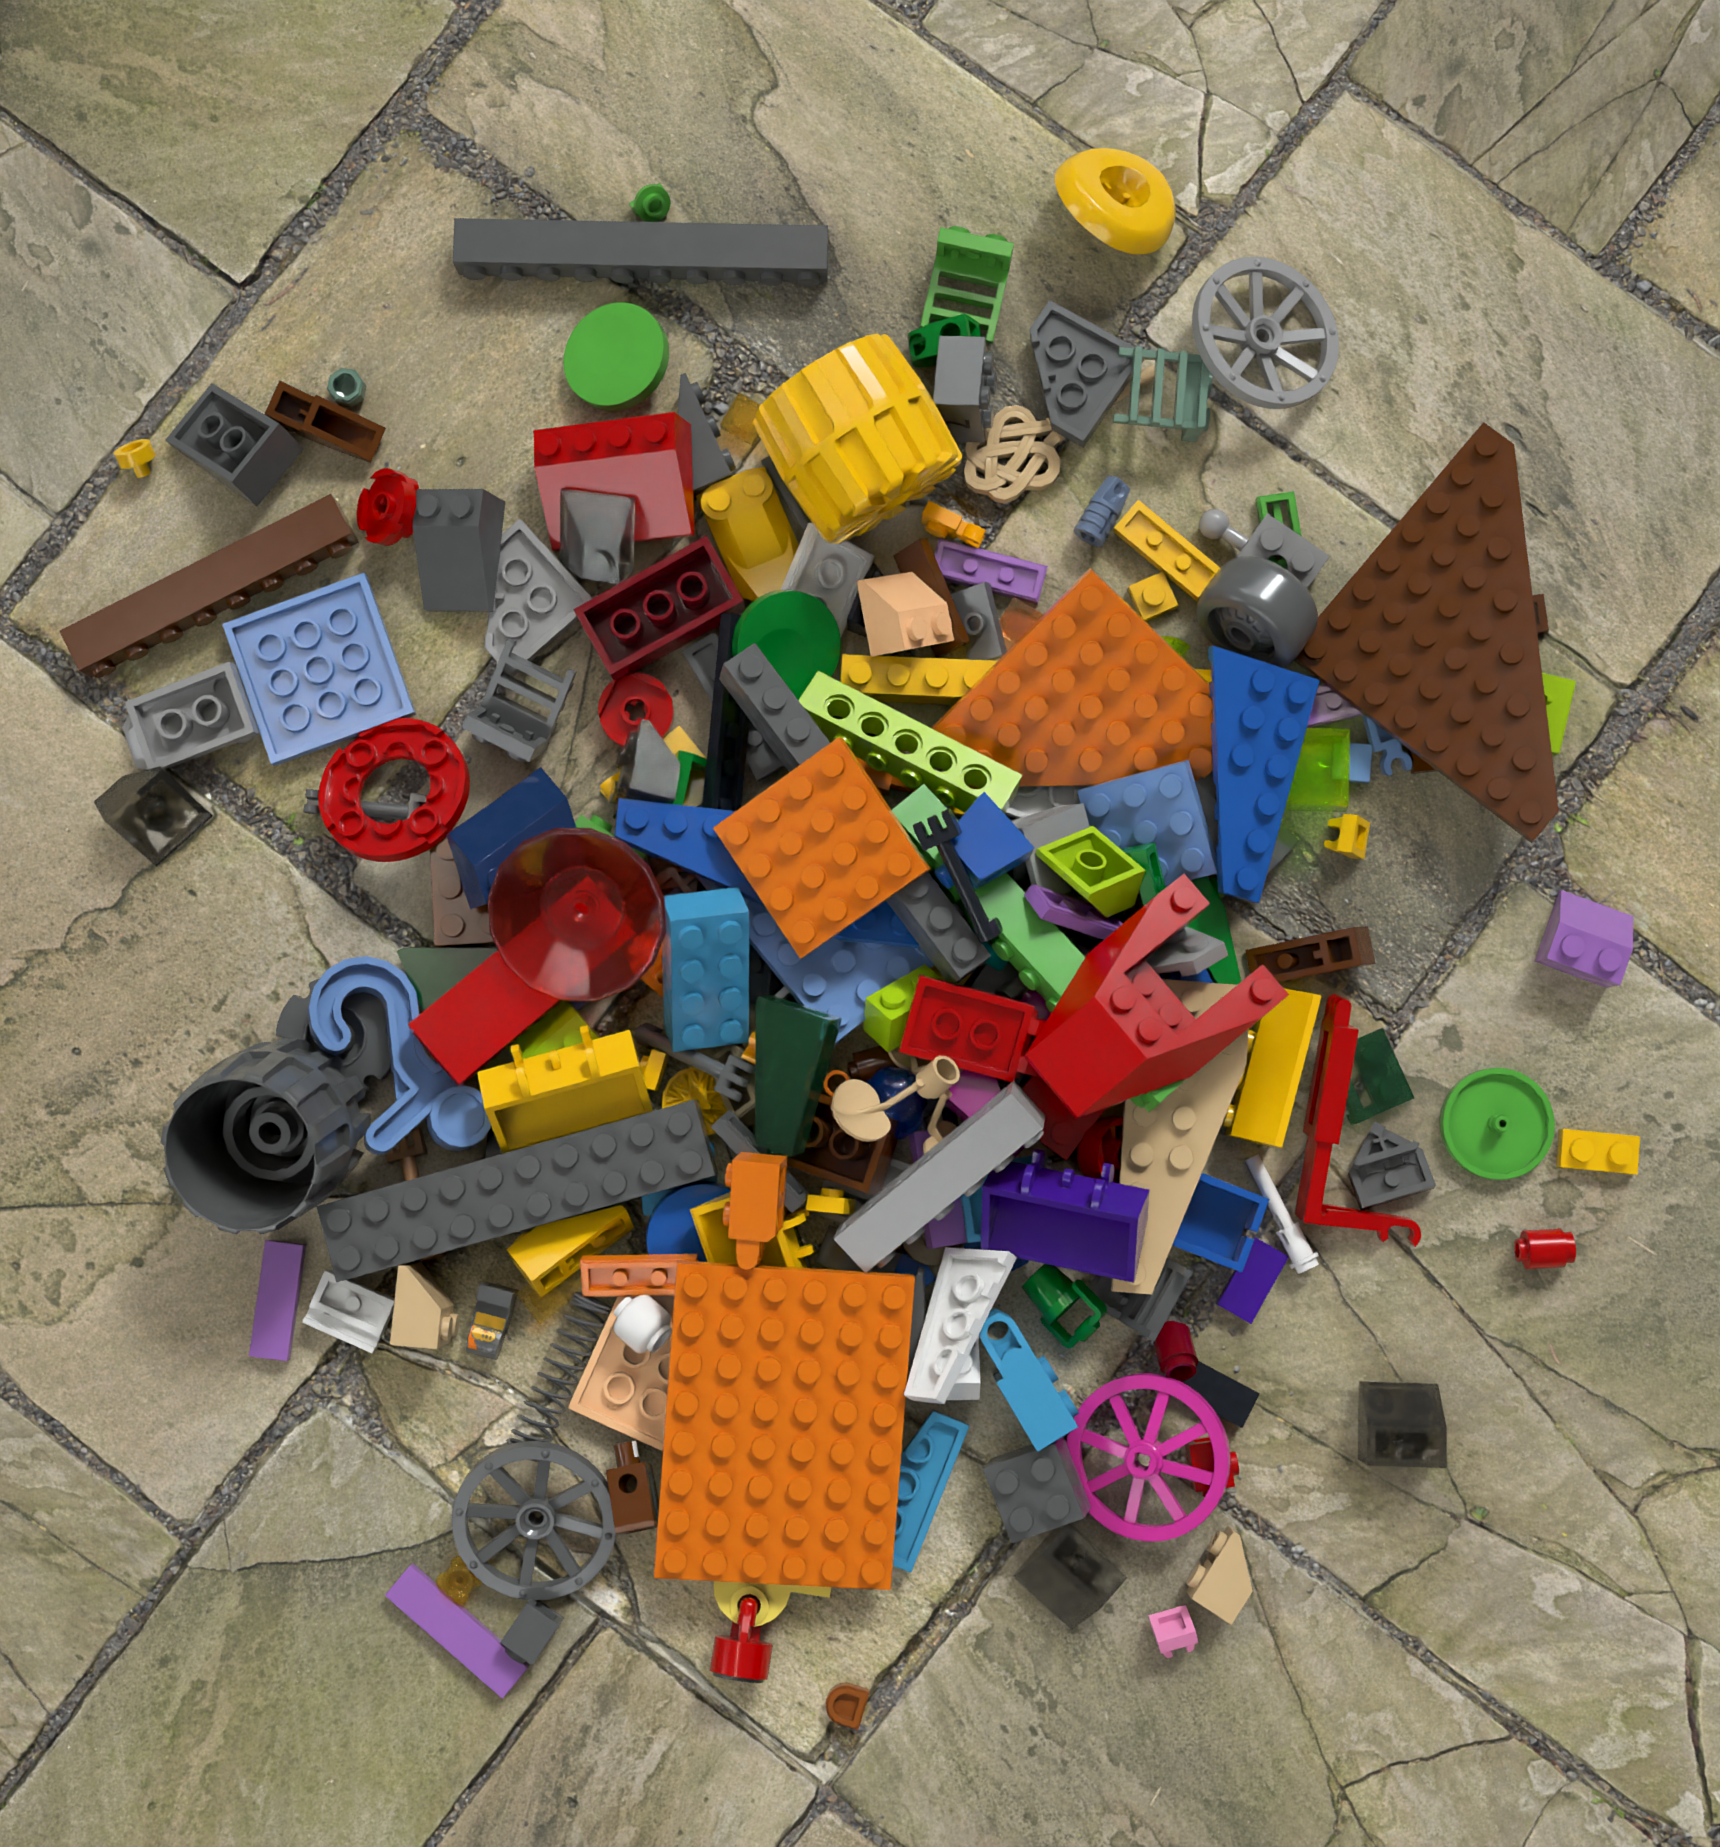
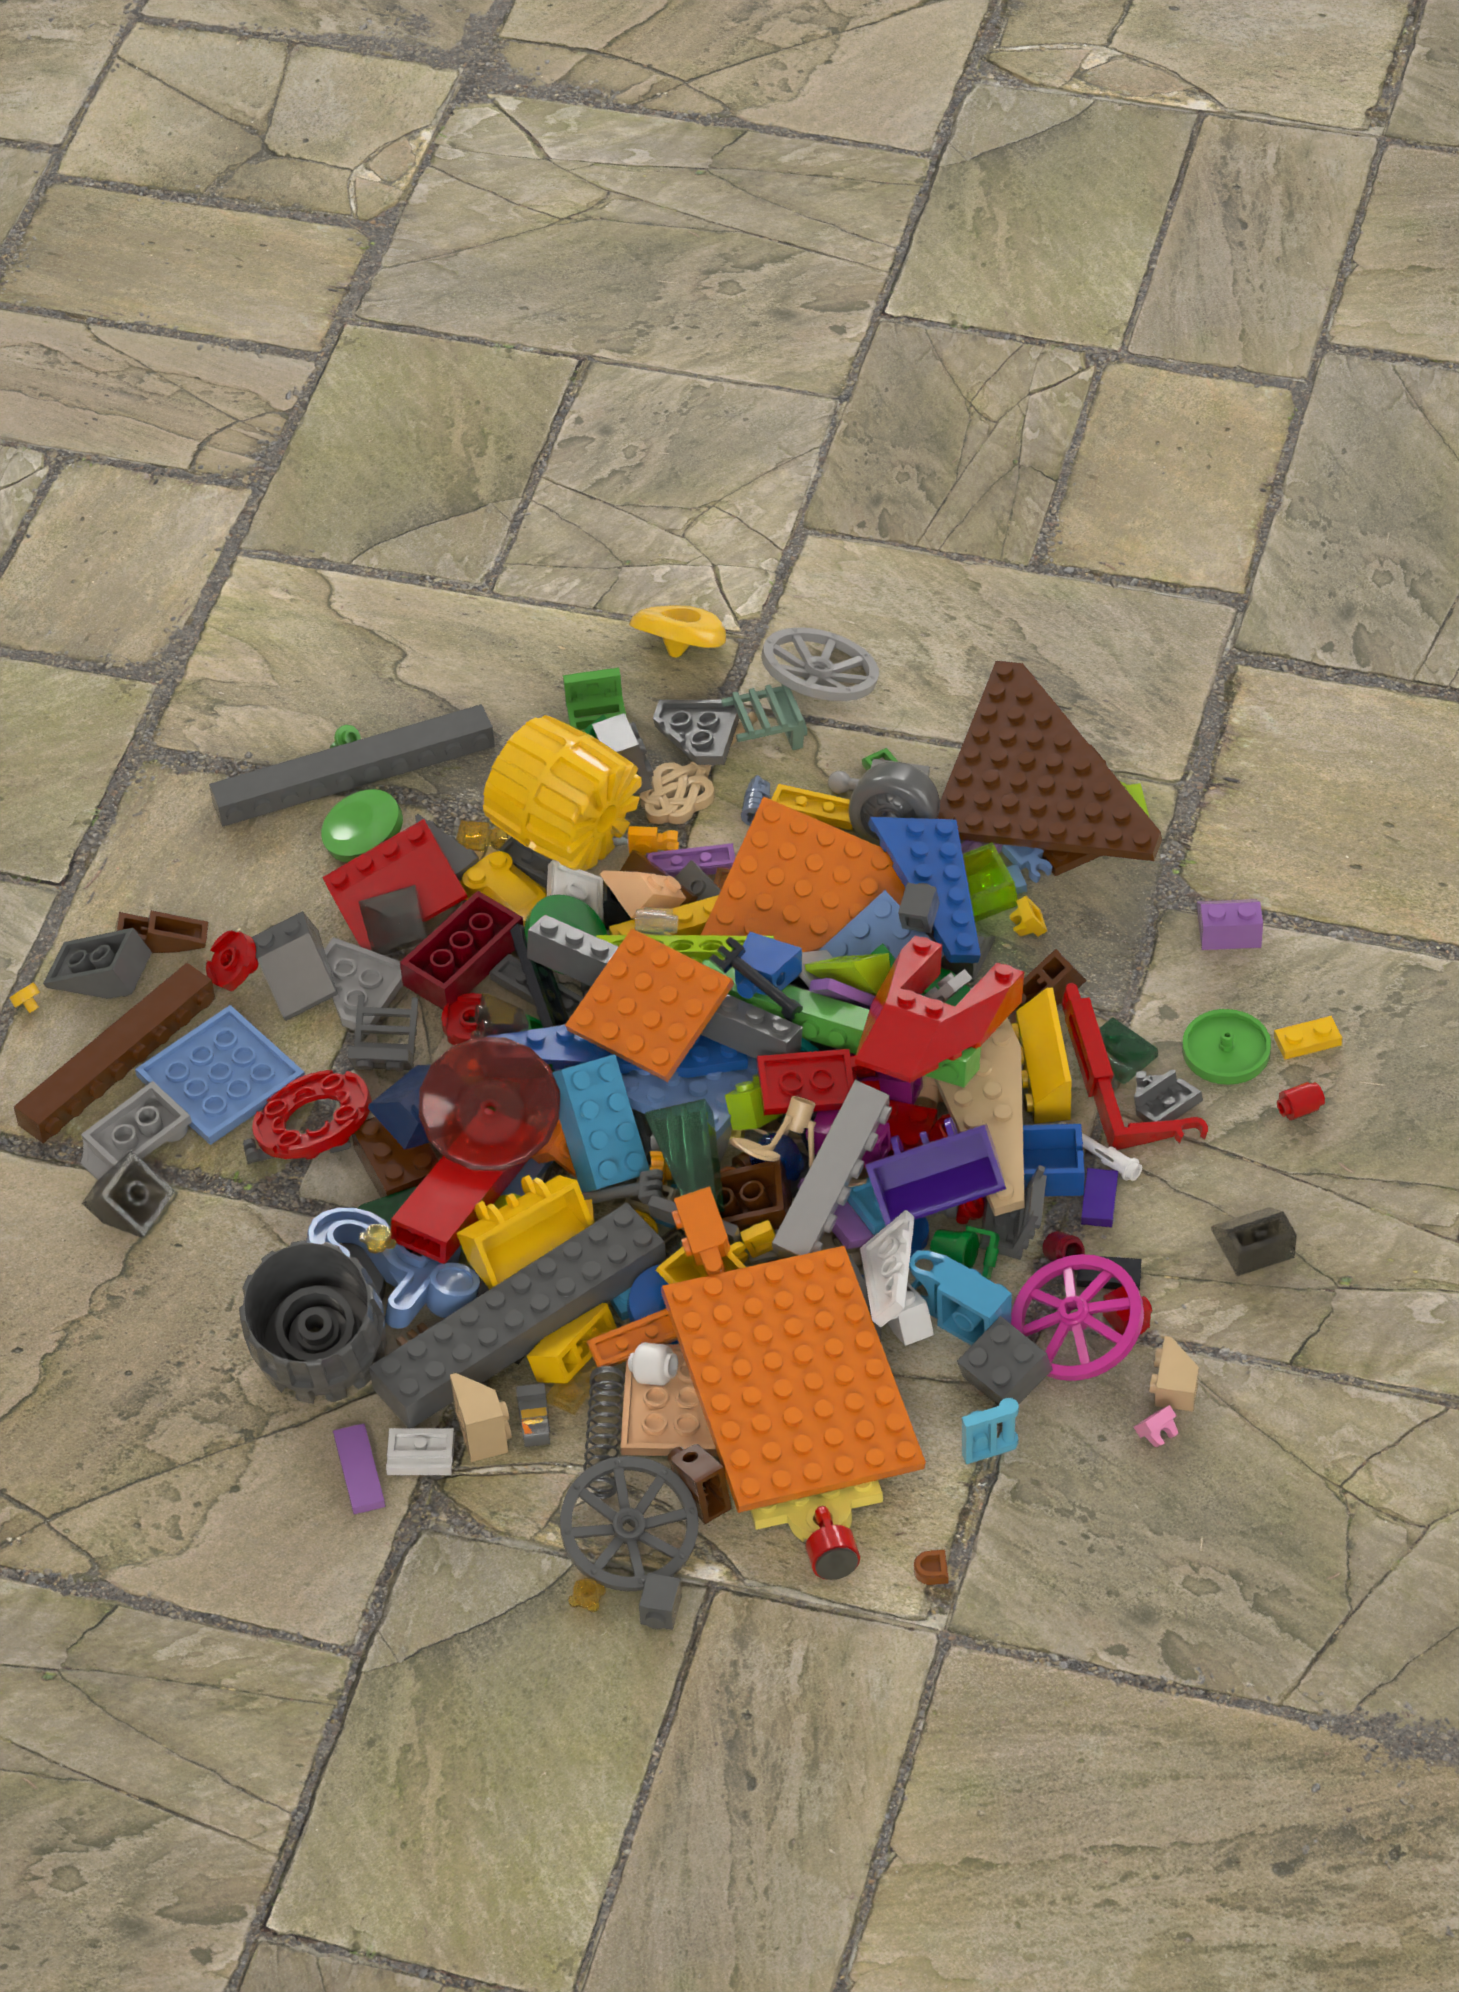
camera: 25 degrees left, 35 degrees down
(346, 387) = (169, 905): sand green tile -> none
(394, 1022) = (377, 1238): none -> clear yellow plate
(456, 1630) = (600, 1629): medium lavender tile -> none
(893, 687) = (656, 921): none -> clear brick
(922, 1479) = (917, 1389): dark azure wing -> none
(968, 1577) = (980, 1431): none -> medium azure plate
(1070, 1575) = (1058, 1411): clear smoke slope -> none
(1212, 816) = (919, 907): none -> dark grey brick

